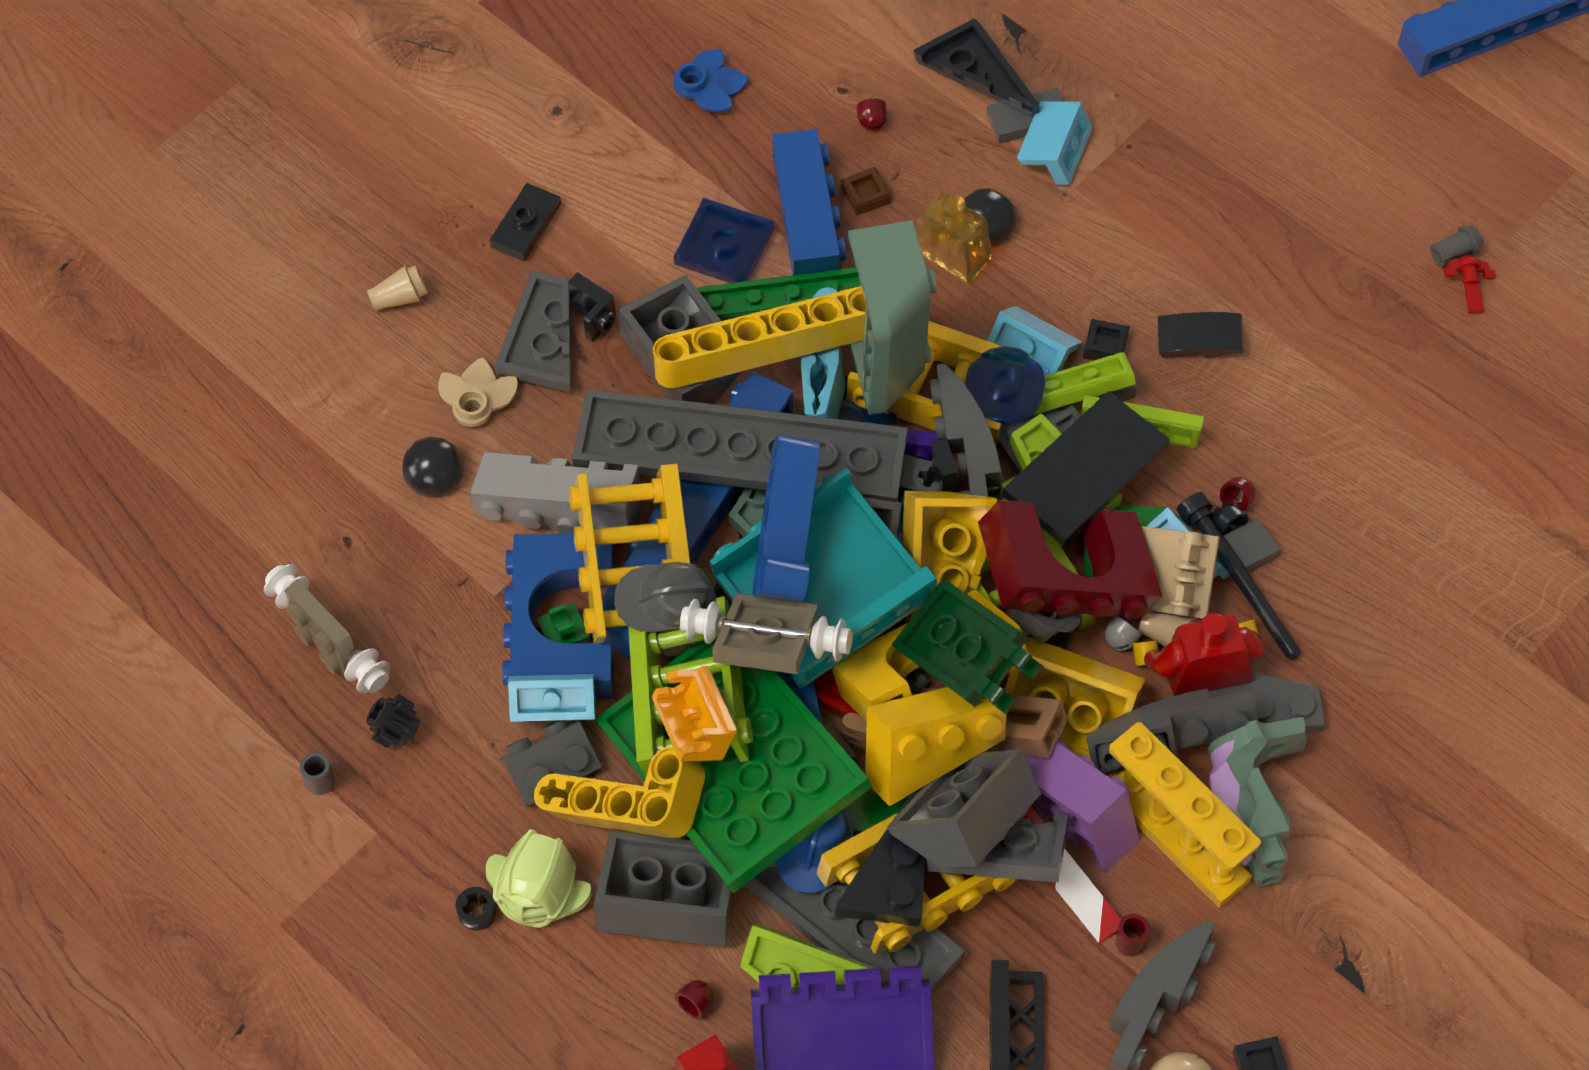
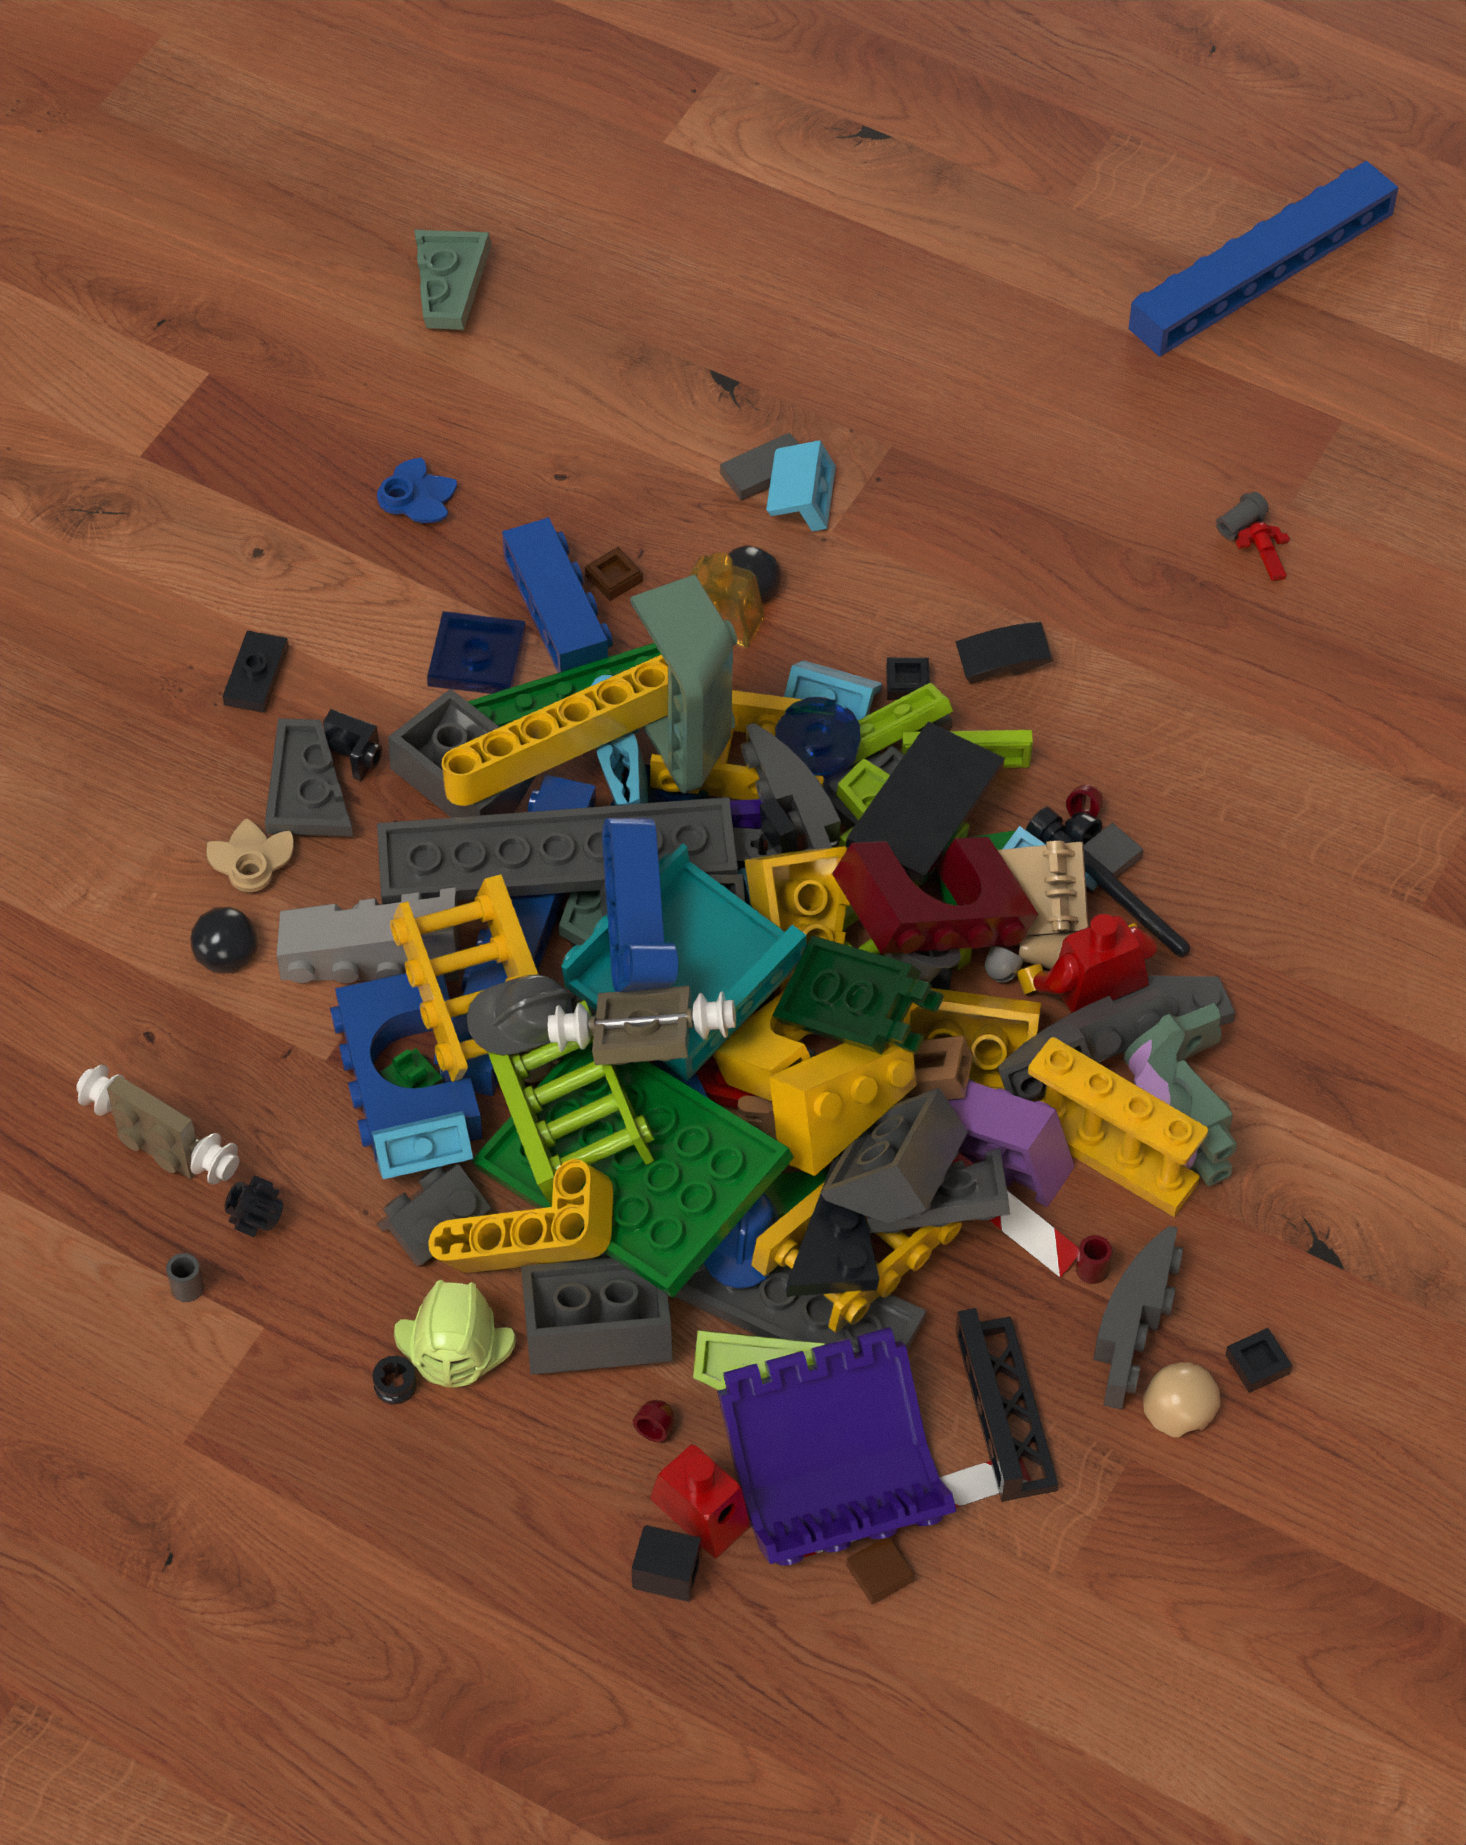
camera: 15 degrees left, 5 degrees down
(398, 289) = (138, 764): tan cone -> none
(695, 715) = (591, 1121): light orange hinge -> none
(872, 113) = (600, 493): dark red hinge -> none
(976, 61) = (696, 420): black wing -> none

